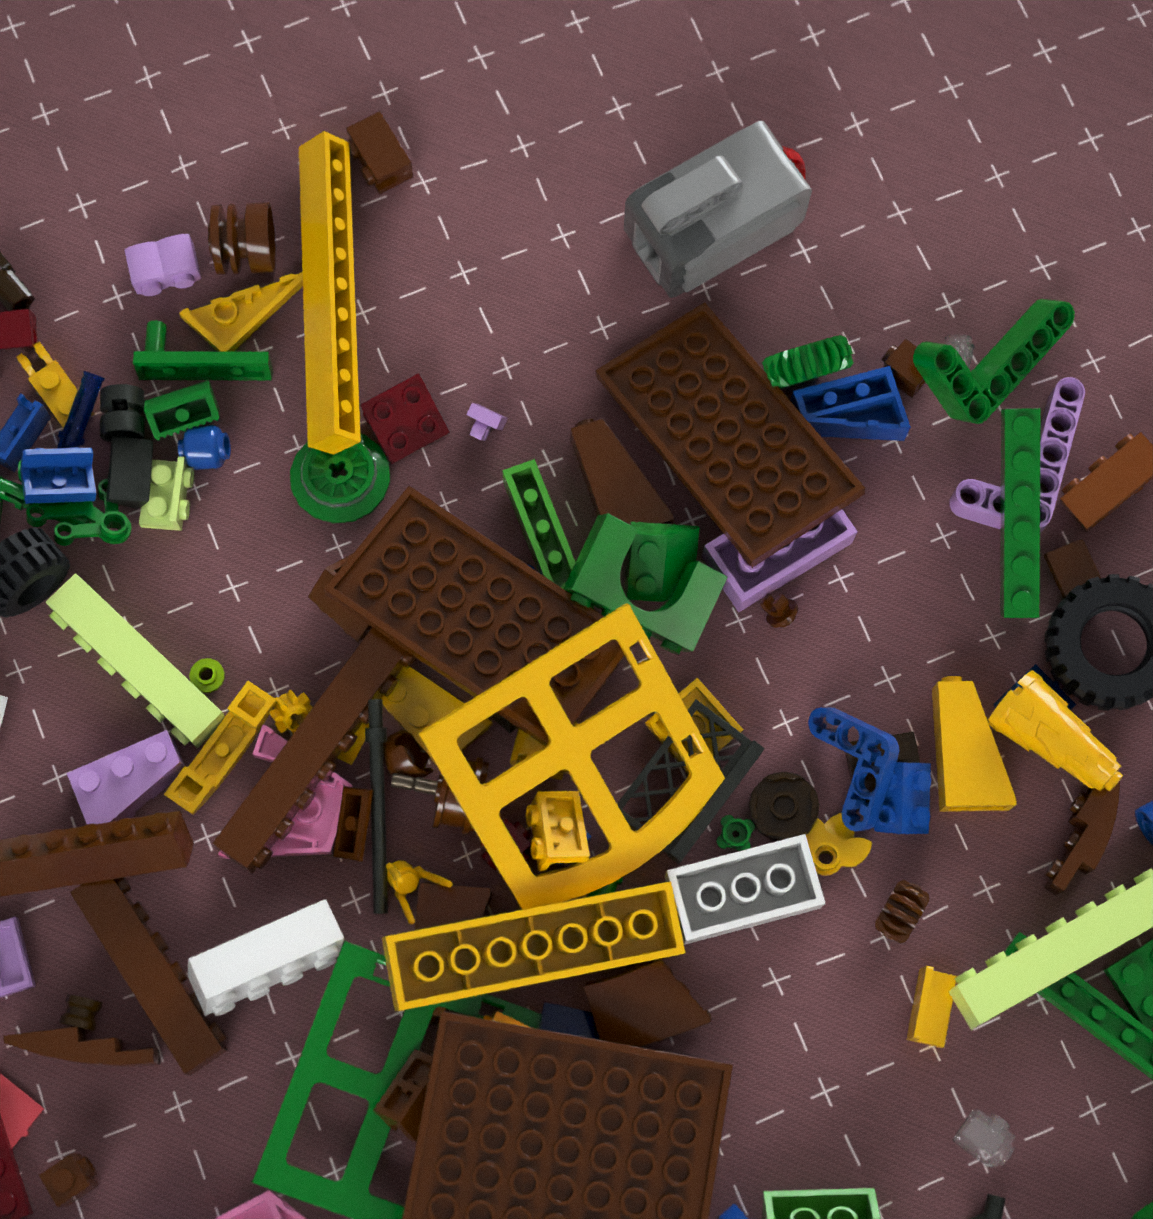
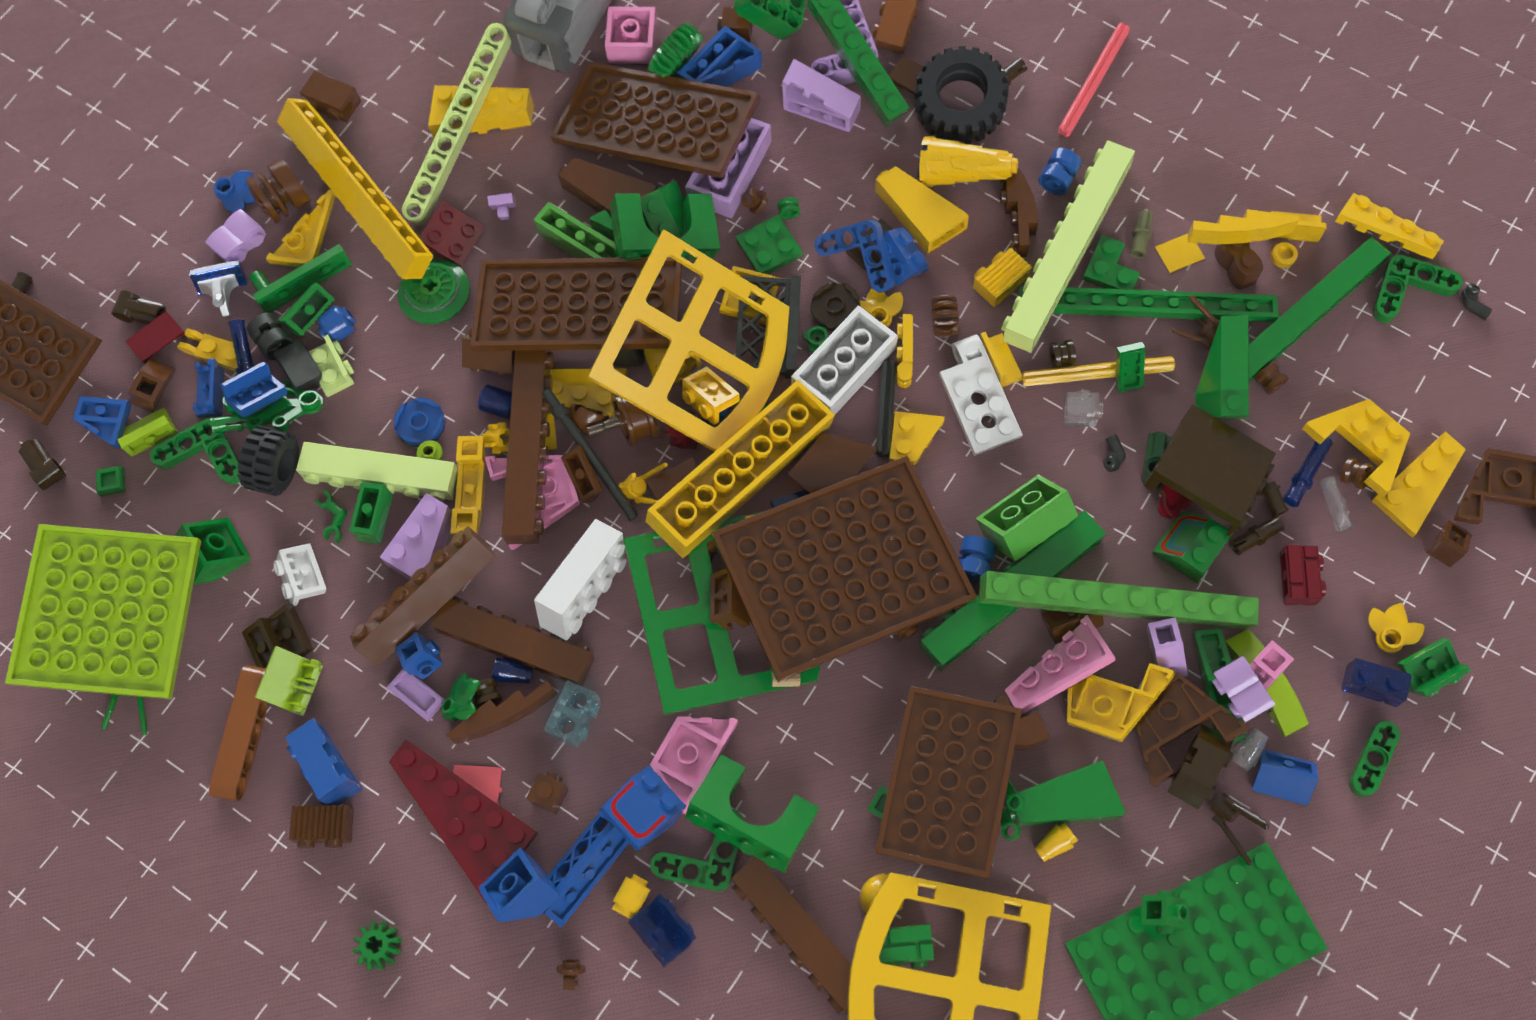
camera: 25 degrees left, 5 degrees down
(36, 920) = (419, 655): none -> blue brick
(44, 1002) = (459, 704): none -> green plate
(63, 682) = (339, 516): none -> green arm
(93, 709) = (371, 513): none -> green brick
(109, 308) = (218, 282): none -> piece
(123, 1005) = (511, 671): none -> clear blue cone
(153, 1097) = (565, 712): none -> clear light blue brick
(196, 211) = (238, 192): none -> blue plate
(220, 629) = (419, 421): none -> blue tile
(318, 664) = (495, 401): none -> clear blue piece
(509, 291) = (455, 113): none -> yellowish green beam
(528, 276) = (501, 109): none -> yellow wedge
(583, 521) = (602, 224): none -> green slope
(756, 976) = (886, 409): none -> pearl dark grey axle
(758, 677) = (769, 245): none -> green plate
(764, 1031) = (913, 434): none -> yellow wing
(774, 301) = (631, 35): none -> bright pink brick
(812, 646) = (788, 208): none -> green bush
(825, 923) = (905, 353): none -> yellow hinge
(889, 1012) = (973, 376): none -> white hinge
(943, 530) = (819, 97): none -> lavender wedge
(1005, 904) = (1001, 277): none -> yellow brick
(1011, 1052) = (1062, 353): none -> dark brown wheel
(1040, 1102) = (1091, 371): none -> yellow axle
(1077, 1130) = (1130, 367): none -> green plate

